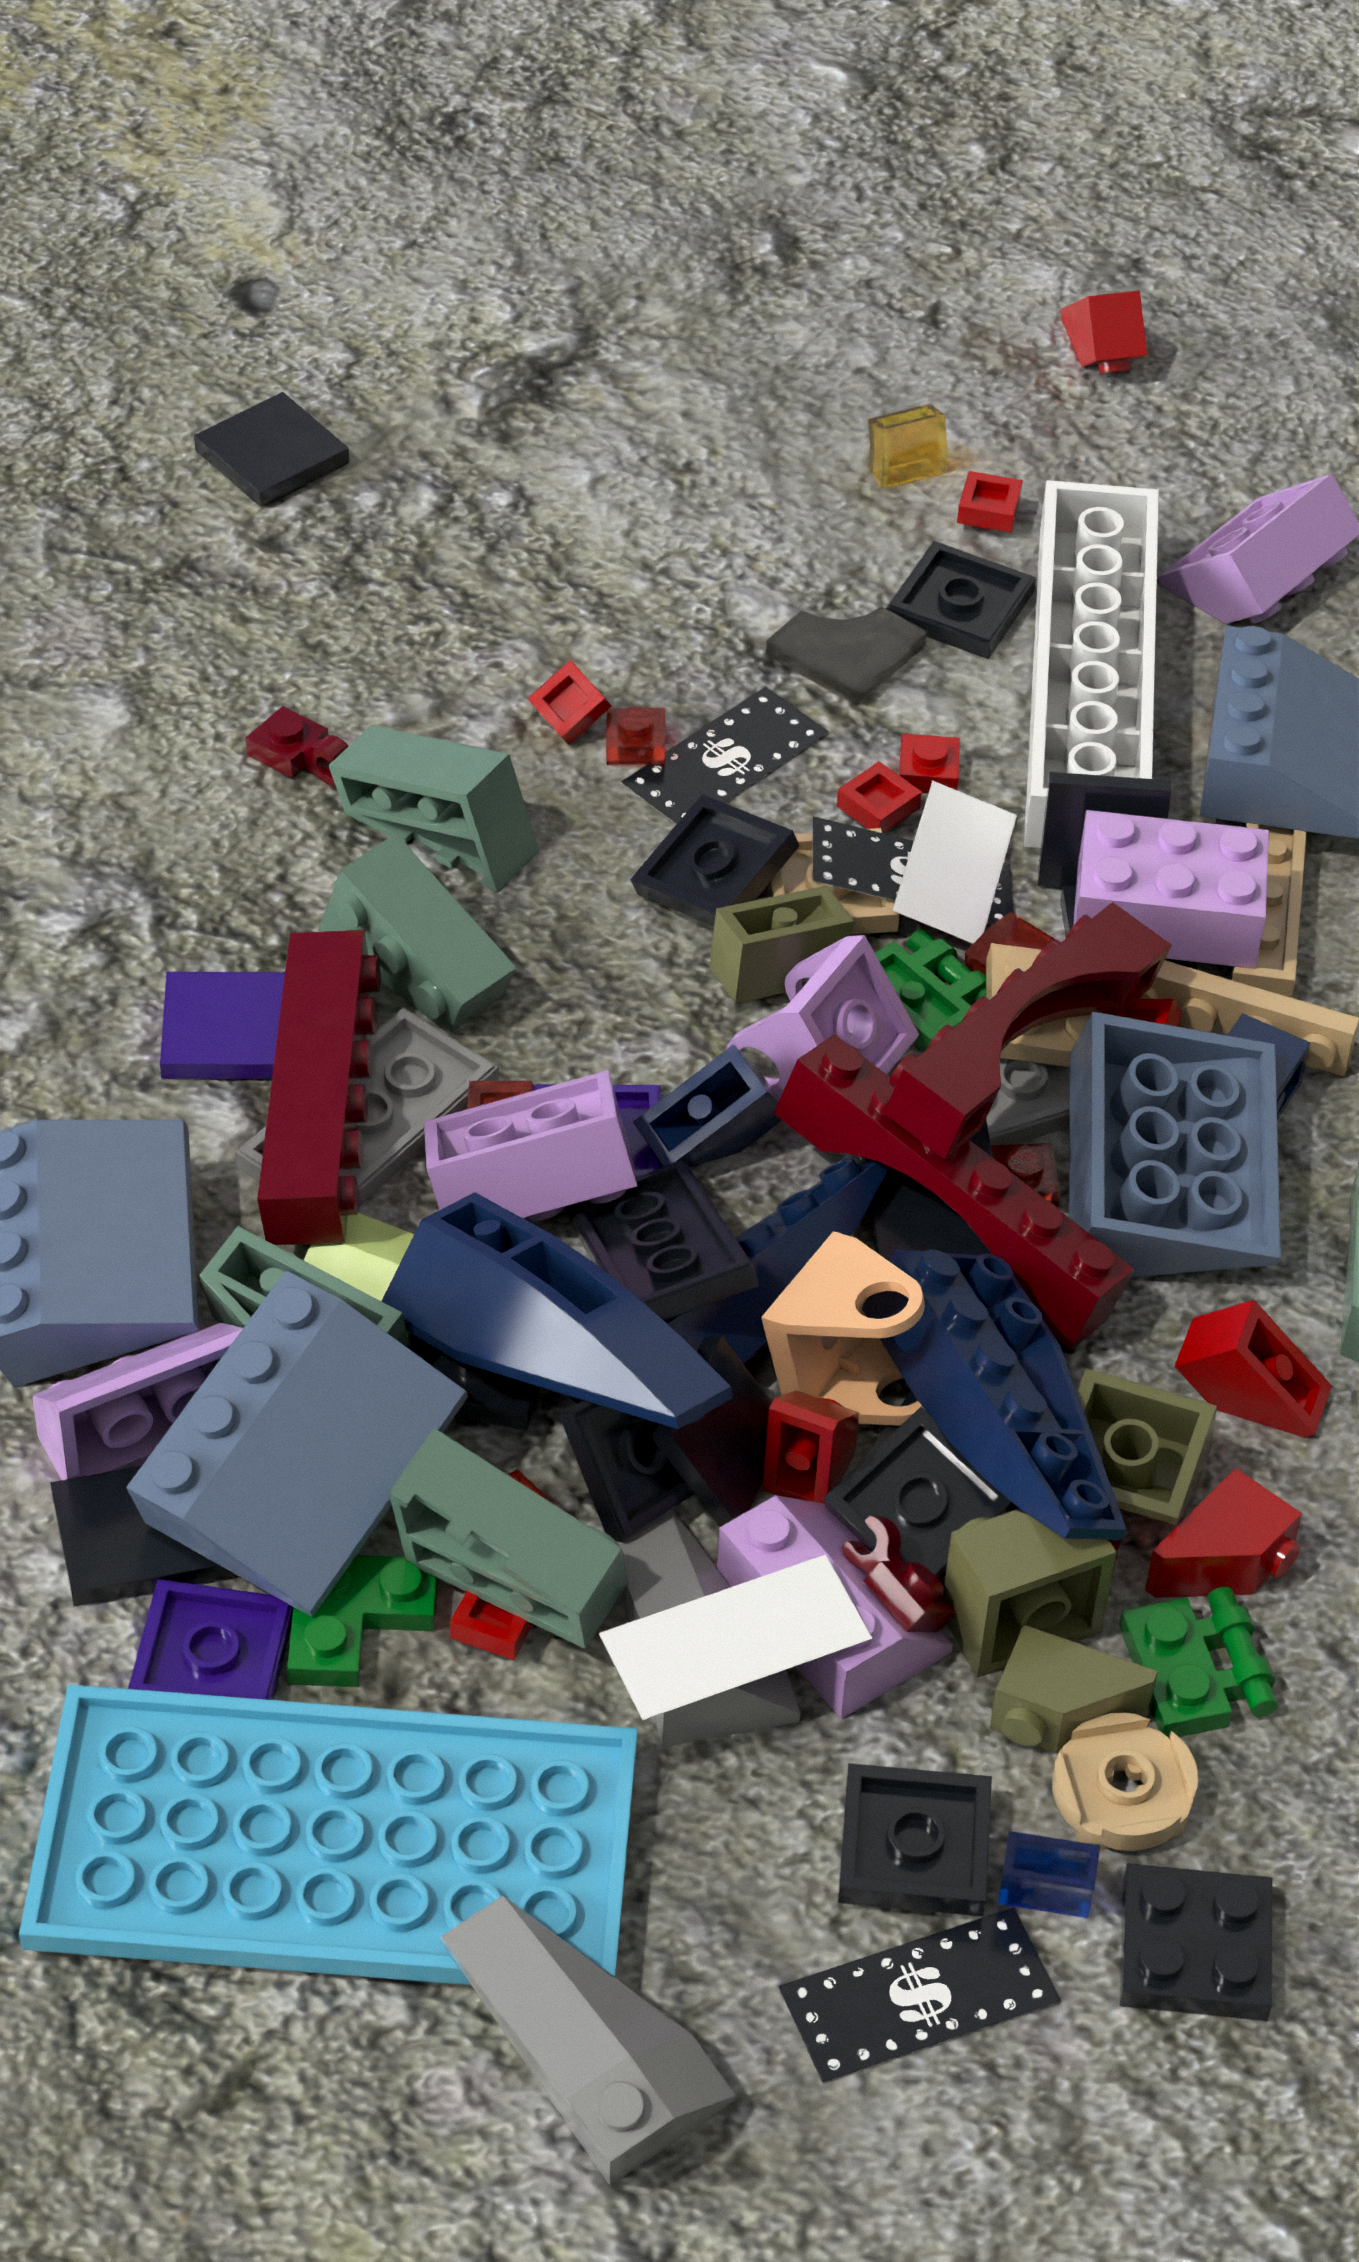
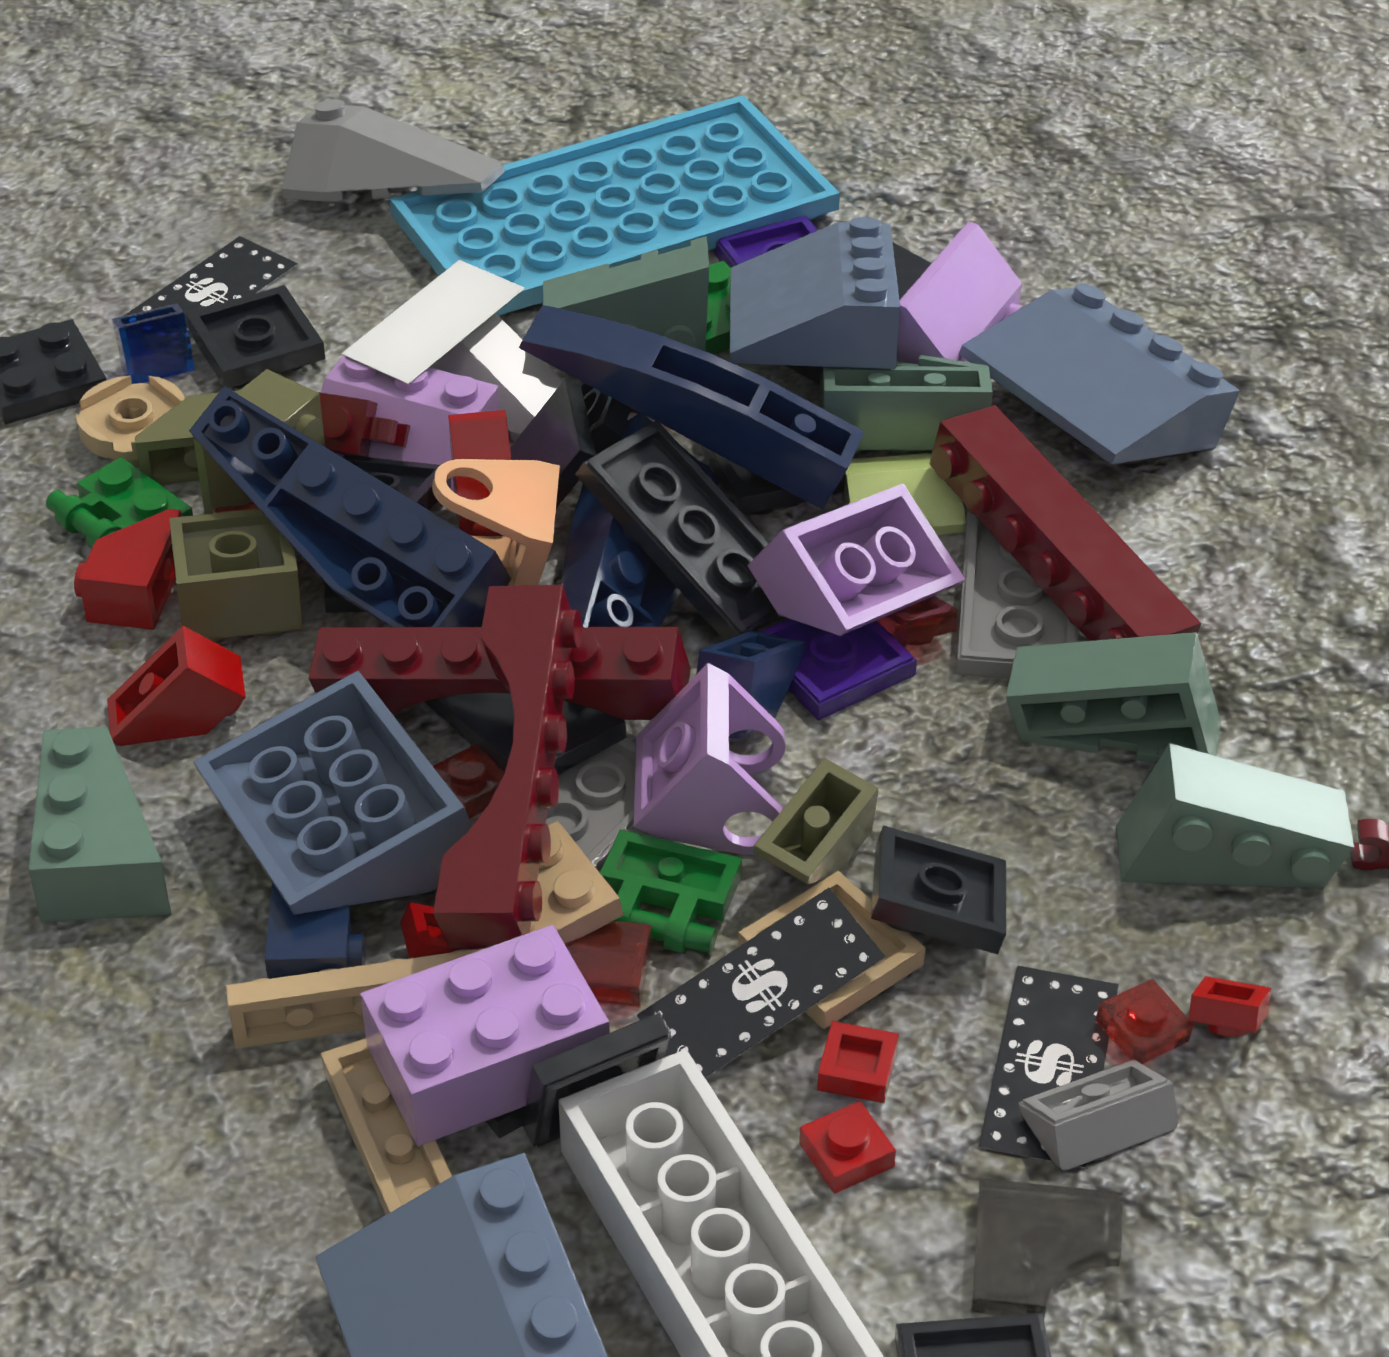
camera: 150 degrees right, 5 degrees down
(220, 1025) = (1216, 595): dark purple tile -> none
(727, 698) = (1101, 1113): none -> light grey slope
(955, 863) = (735, 1028): white sticker -> none

